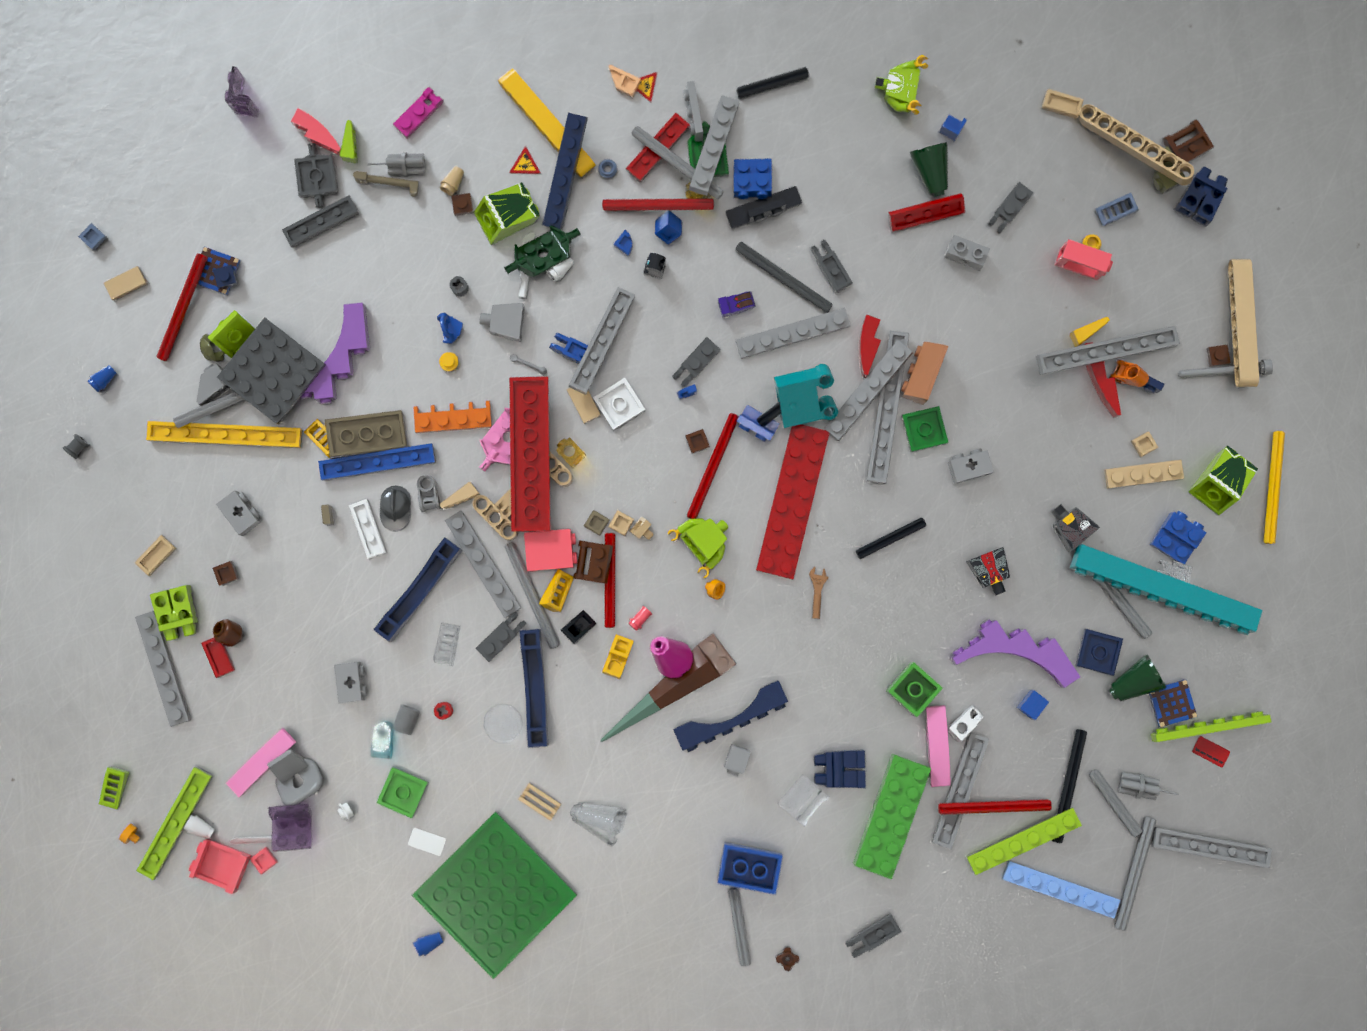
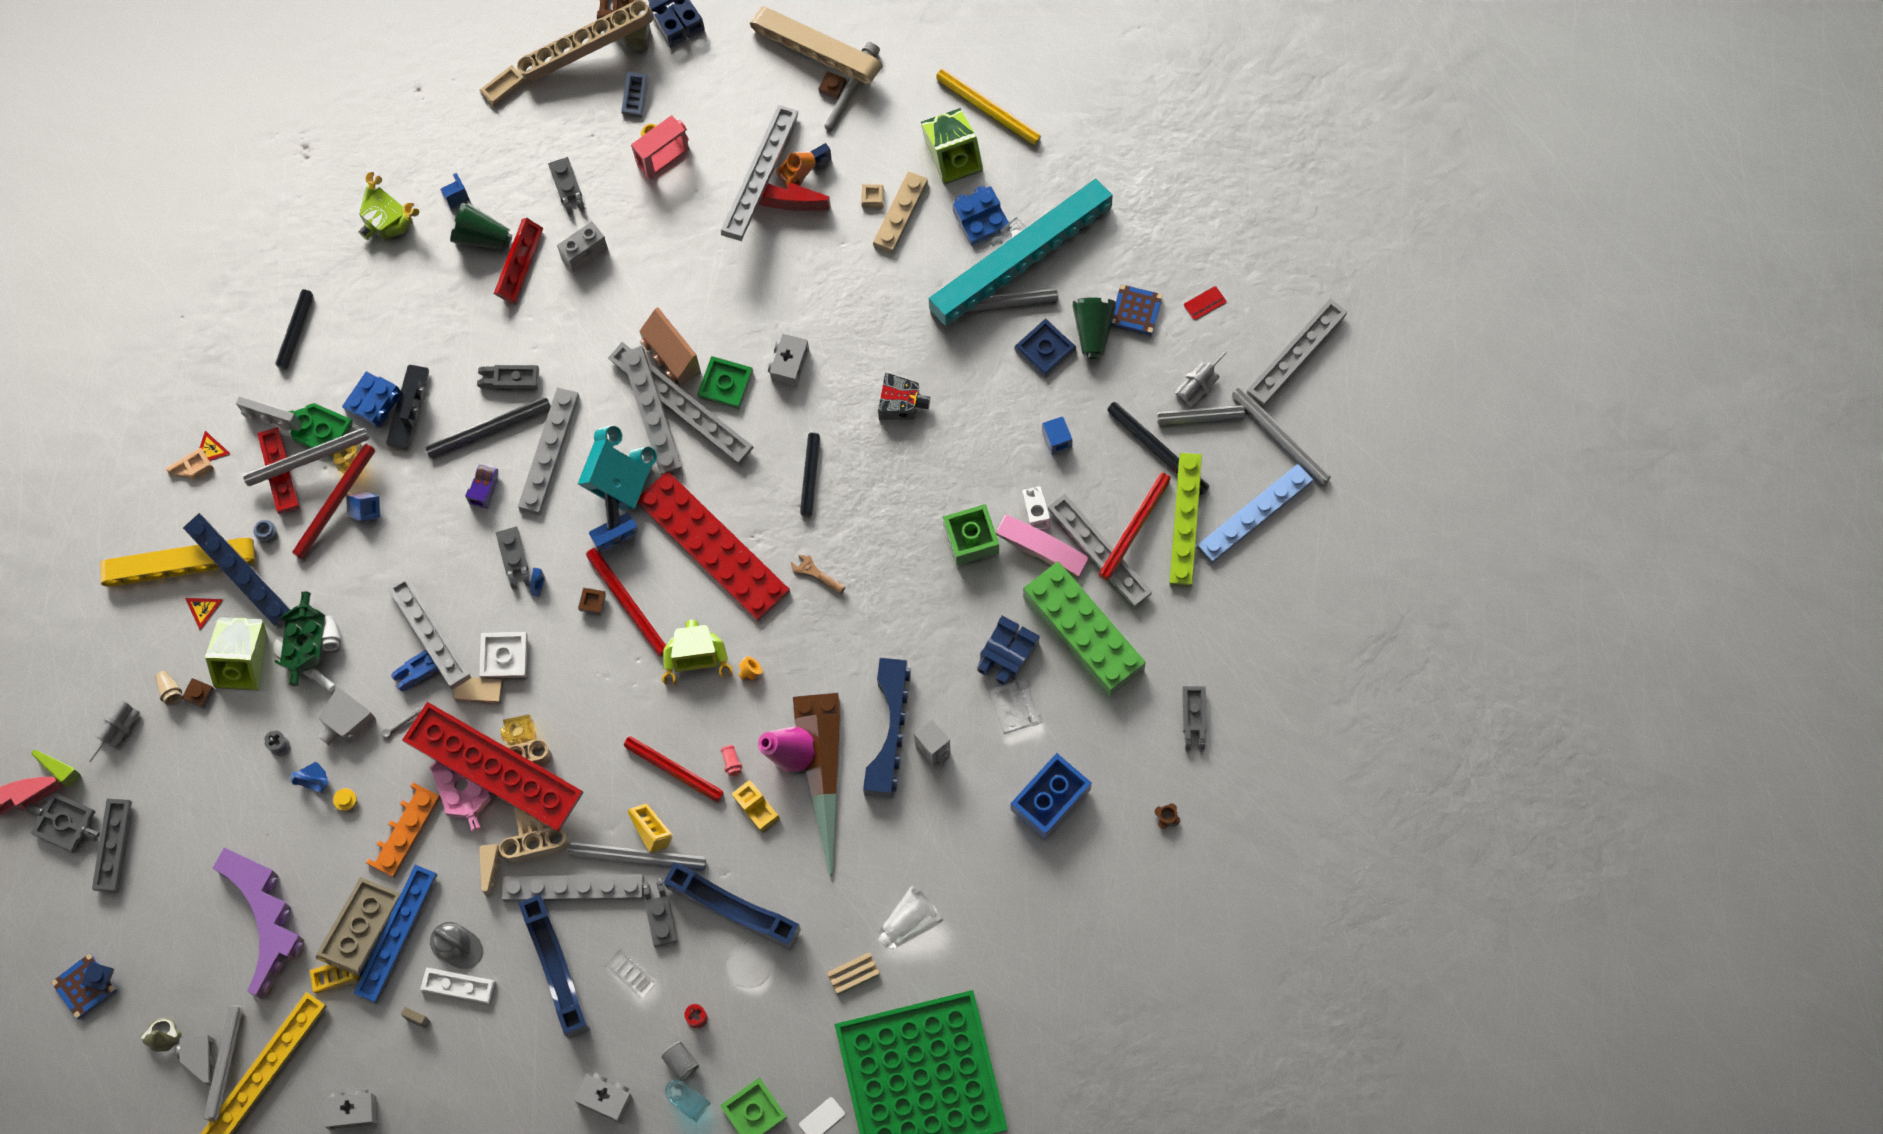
camera: 55 degrees left, 15 degrees down
(125, 283) = (28, 1090): tan tile -> none
(181, 307) = (96, 1042): red axle -> none
(231, 333) = (163, 1001): lime tile -> none
(271, 371) = (227, 982): dark grey plate -> none
(364, 178) = (99, 776): dark tan hinge -> none
(418, 113) = (75, 683): dark pink plate -> none
(428, 495) = (467, 901): light grey piece -> none
(550, 550) = (602, 808): coral panel -> none
(578, 627) = (700, 828): black slope -> none
(596, 522) = (607, 748): dark tan tile -> none
(599, 562) = (649, 767): reddish brown plate -> none
(621, 523) = (623, 724): tan tile -> none
(624, 243) = (349, 558): blue tile -> none
(641, 528) = (643, 705): tan tile -> none
(655, 265) = (391, 538): black leg -> none
(714, 145) = (314, 413): light grey plate -> none
(739, 927) = (1106, 845): light grey axle -> none
(868, 343) = (607, 385): red slope -> none
(1047, 655) = (1016, 395): medium lavender arch -> none
(1073, 527) = (908, 301): torso -> none
(1082, 334) = (730, 182): yellow slope -> none
(1218, 724) = (1175, 295): lime plate -> none

